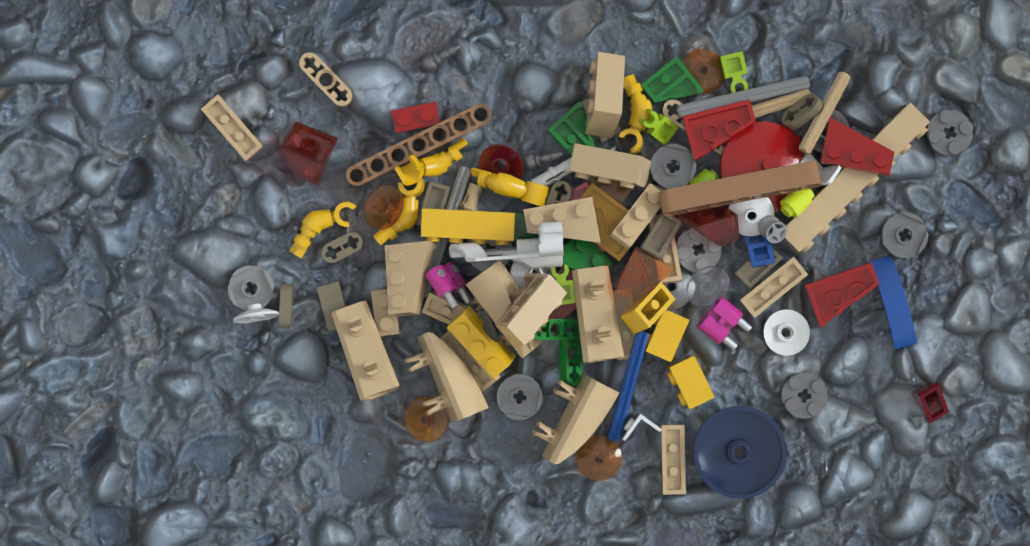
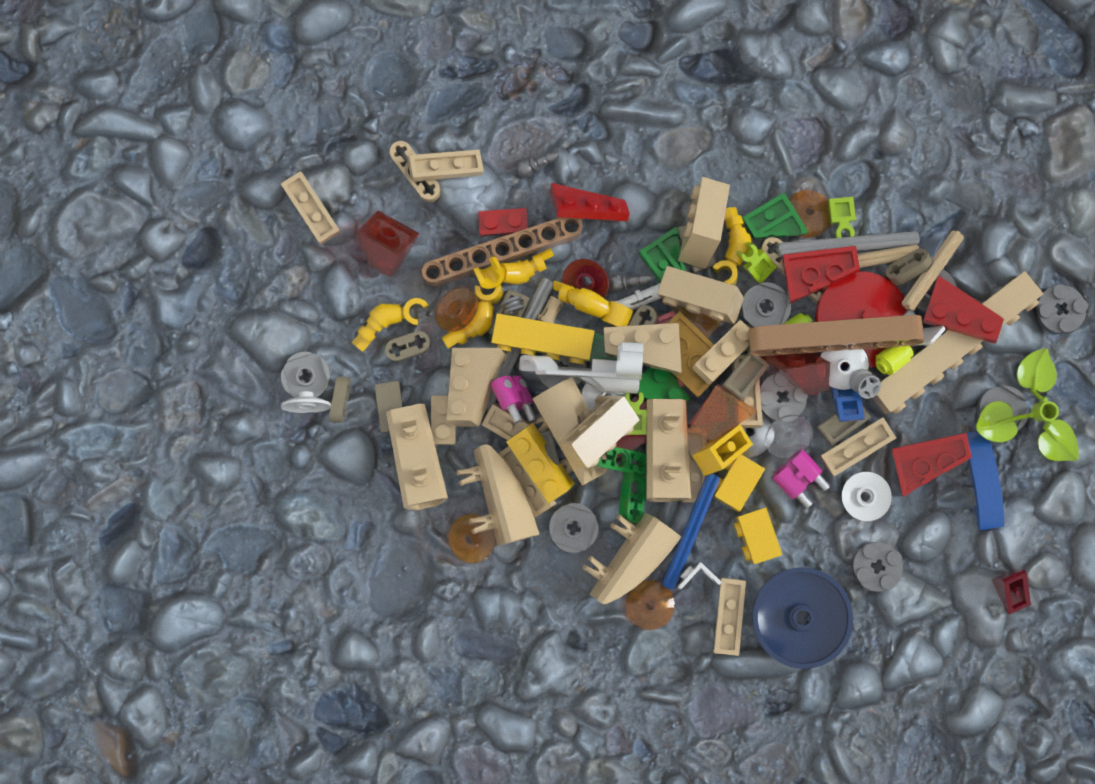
camera: 10 degrees right, 5 degrees down
(354, 71) = (445, 165): none -> tan plate
(435, 197) = (512, 305): none -> flat silver bush
(491, 92) = (587, 205): none -> red wing
(900, 249) = (997, 418): none -> lime plant

